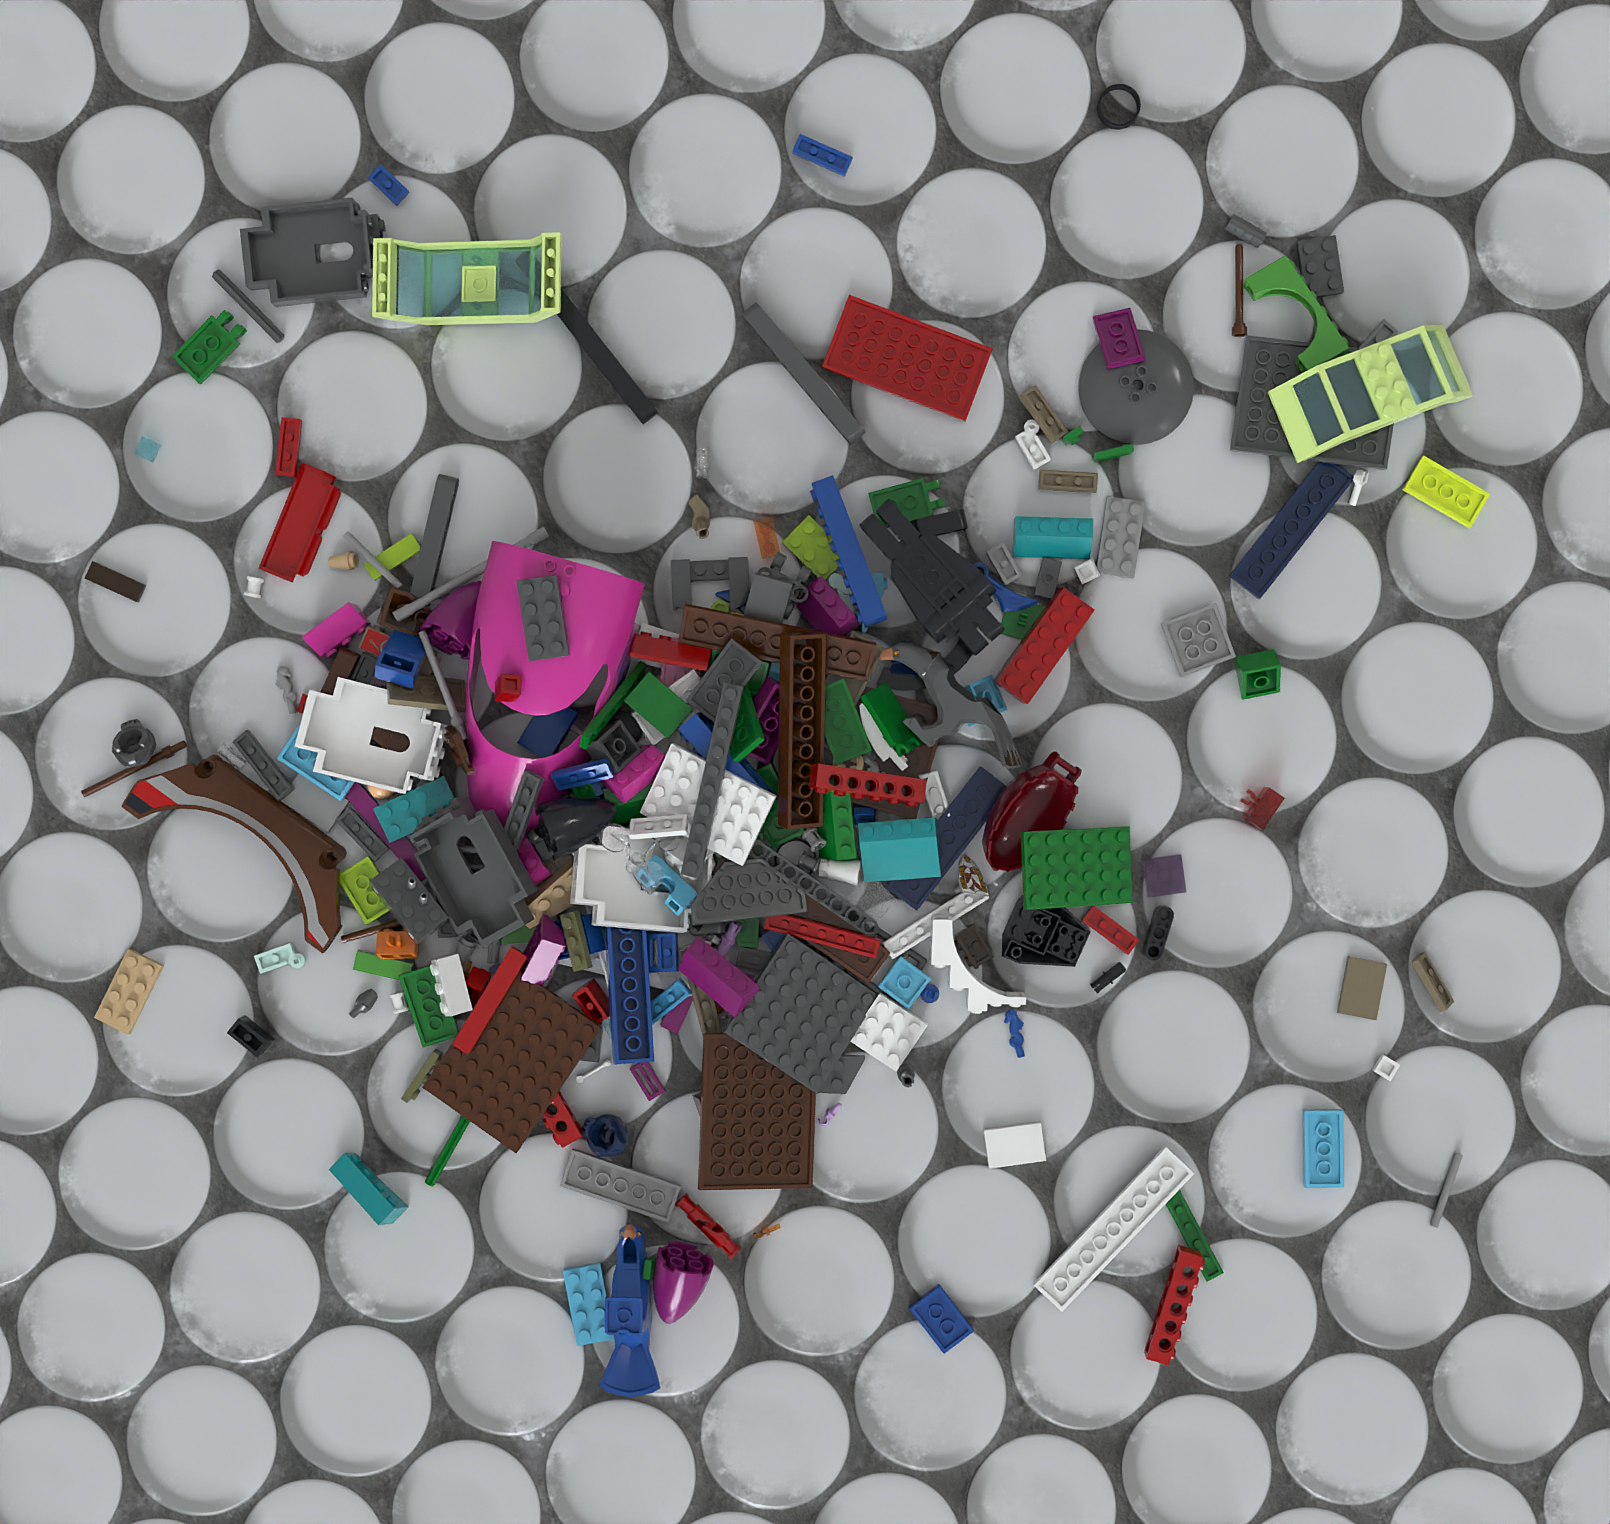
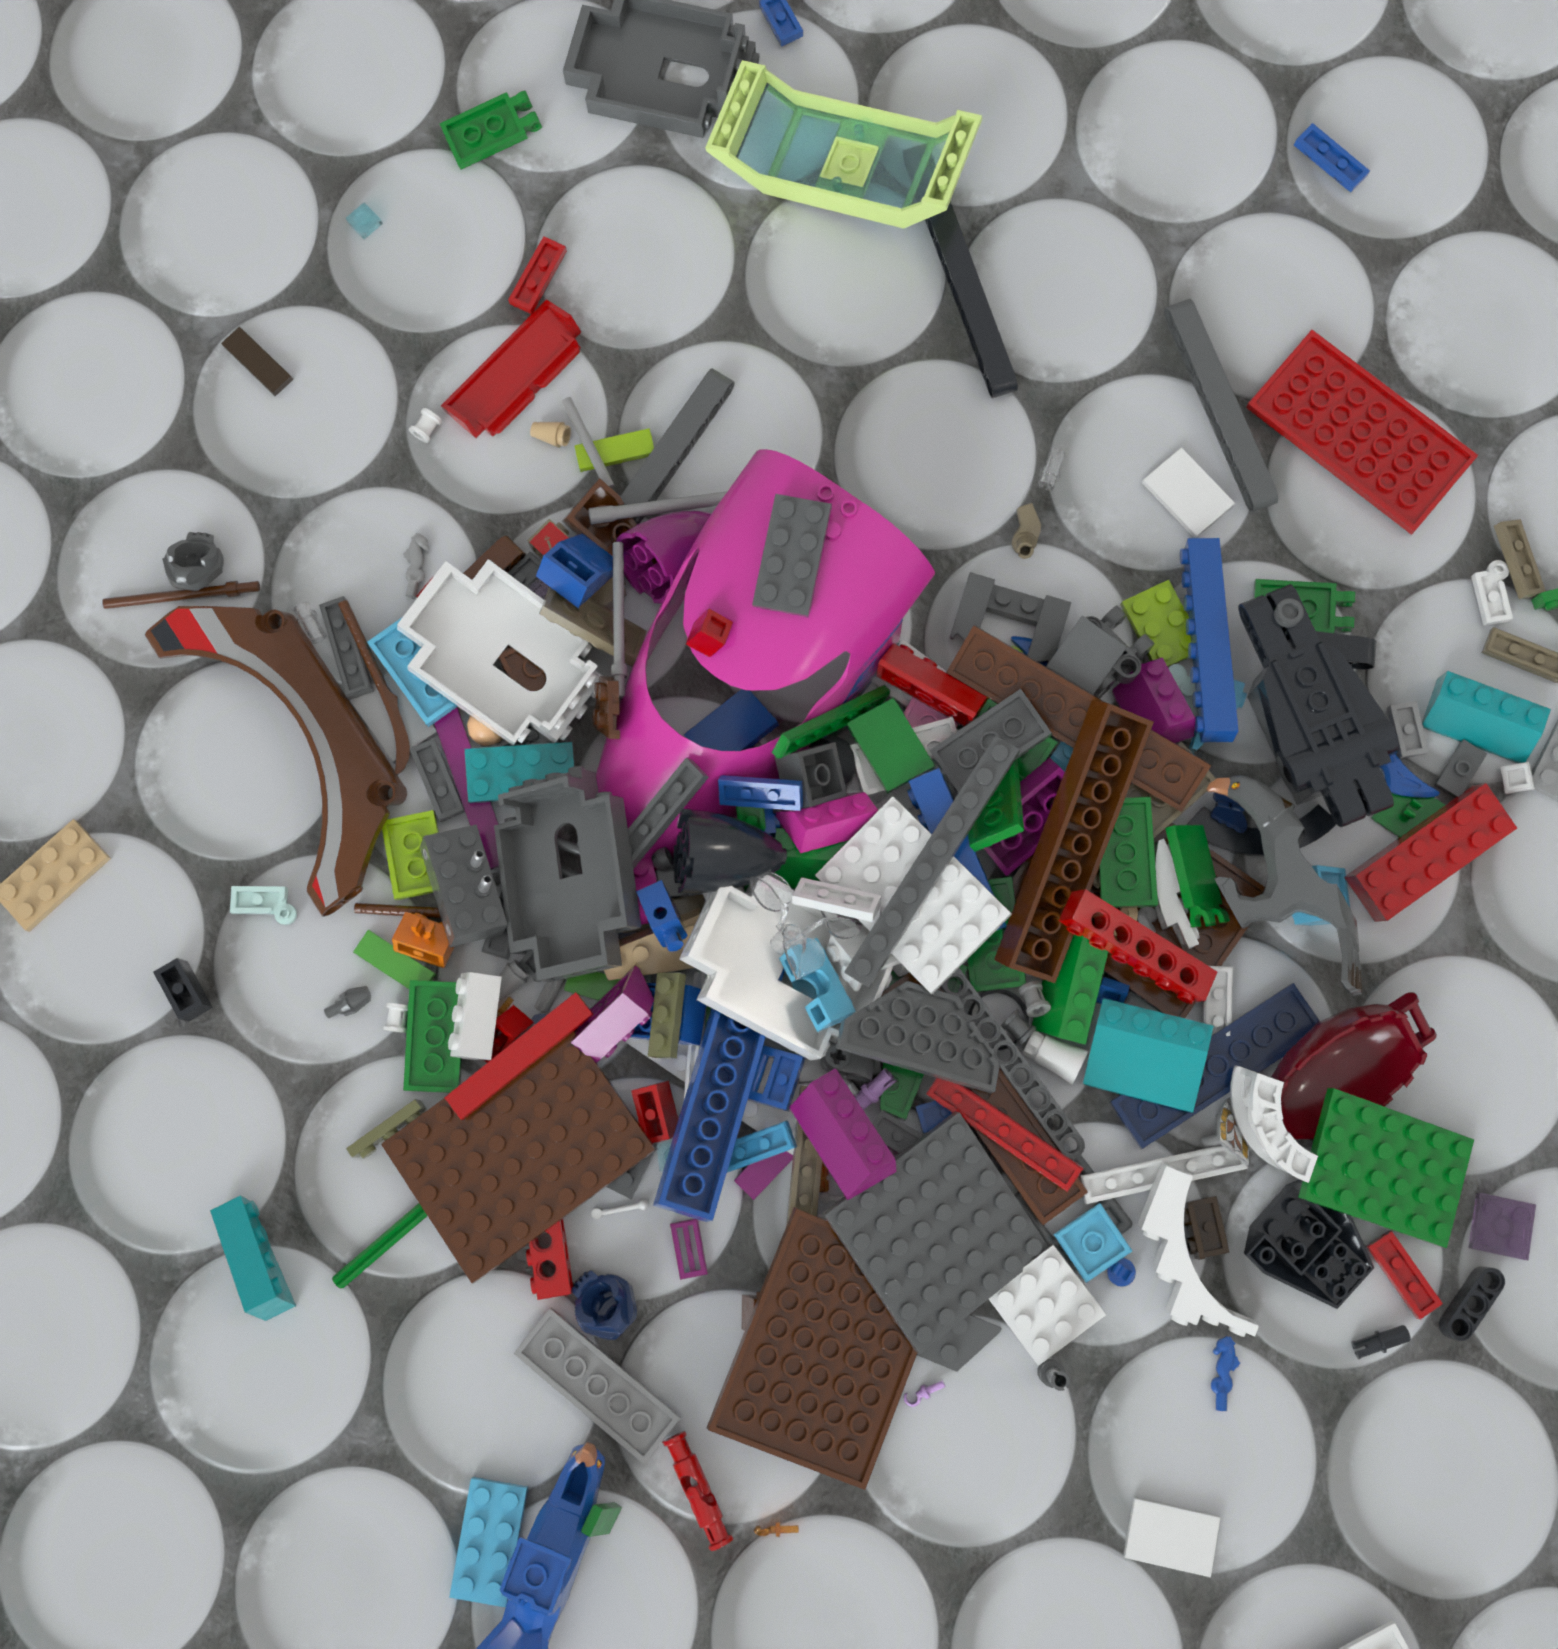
camera: 25 degrees right, 10 degrees down
(248, 306) = (555, 99): dark grey axle -> none
(306, 790) = (389, 699): none -> reddish brown piece
(337, 630) = (508, 509): dark pink slope -> none
(549, 877) = (666, 924): none -> blue torso
(679, 1279) = (629, 1554): magenta cylinder -> none
(766, 537) = (1103, 588): clear orange plate -> none
(802, 446) = (1188, 493): none -> white tile
(872, 899) = (1087, 1111): clear tile -> none
(893, 522) = (1288, 612): none -> dark grey tile
(979, 862) = (1259, 1120): none -> white fence

